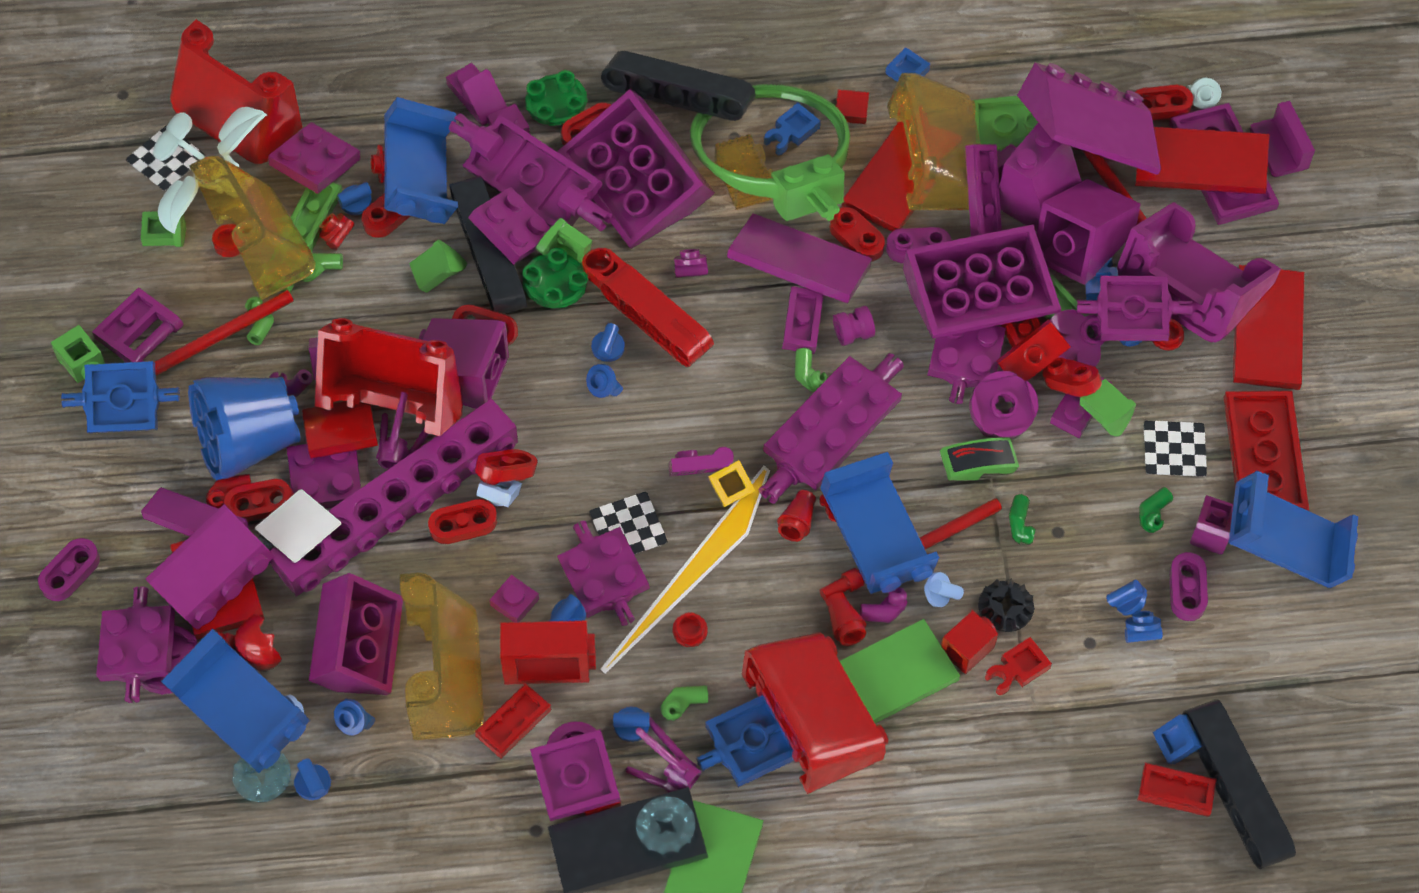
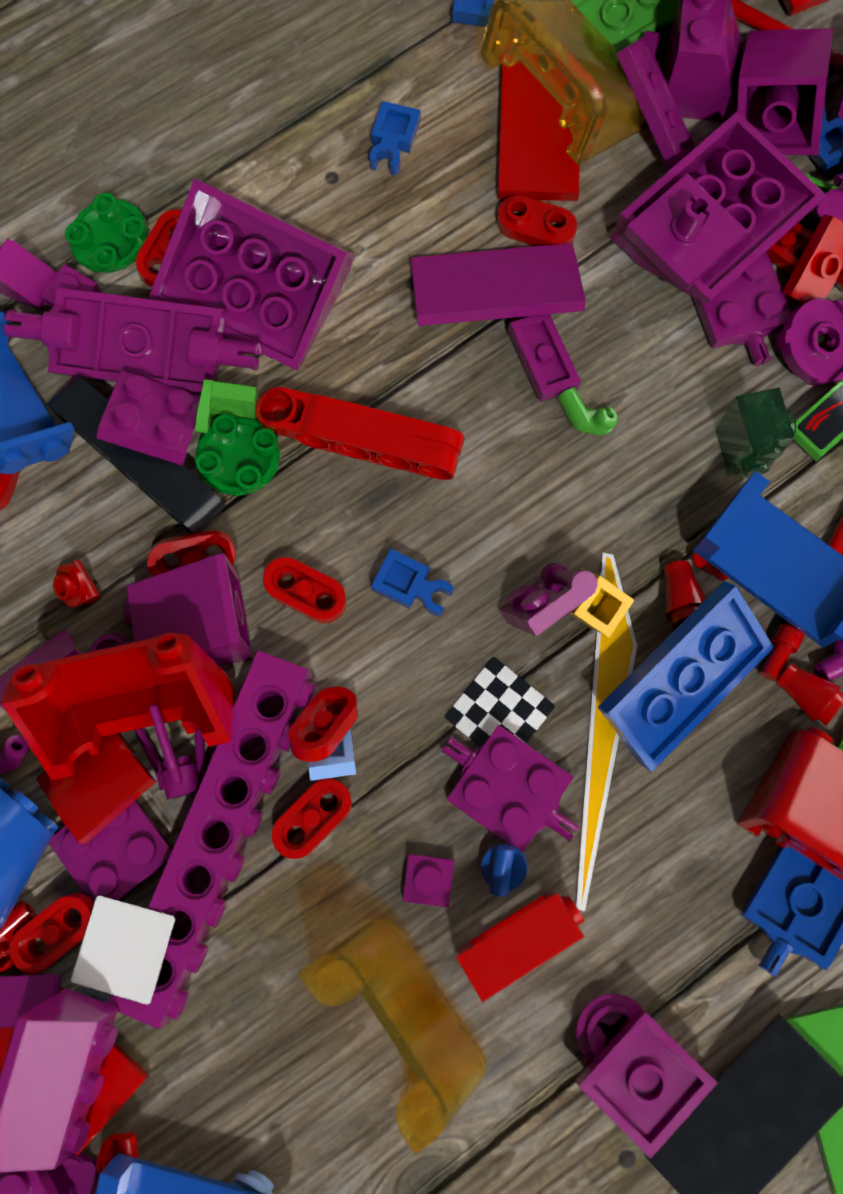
camera: 25 degrees left, 15 degrees up
(256, 646) = (159, 1141): red hair -> none
(352, 717) = (331, 1149): blue plate -> none
(356, 637) = (276, 1048): magenta slope -> none
(398, 306) = (75, 585): none -> red plate
(436, 265) = (91, 512): bright green tile -> none
(513, 720) = (522, 1042): red plate -> none
(547, 386) = (306, 590): none -> red plate
(602, 381) = (366, 551): blue plate -> none
(608, 344) = (345, 502): blue plate -> none
(617, 412) = (405, 580): none -> blue plate
(628, 720) = (658, 962): blue plate -> none
(663, 810) = (809, 1108): clear light blue gear -> none
(678, 85) = (240, 147): black beam -> none
(680, 699) = (691, 899): bright green arm -> none
(680, 771) = (750, 995): magenta plant -> none
(690, 263) = (378, 353): magenta plate -> none
(690, 630) = (650, 804): red plate -> none
(743, 158) = (373, 212): clear yellow brick -> none
(763, 560) = (686, 676): none -> blue plate
(798, 188) = (450, 205): bright green brick -> none
(831, 424) = (654, 466): magenta plate -> none
(853, 105) = (440, 77): red tile -> none
(854, 325) = (602, 335): magenta wheel -> none
(910, 434) = (755, 432): none -> clear green brick
(915, 237) = (610, 198): magenta plate -> none
(941, 283) = (685, 232): none -> magenta tile

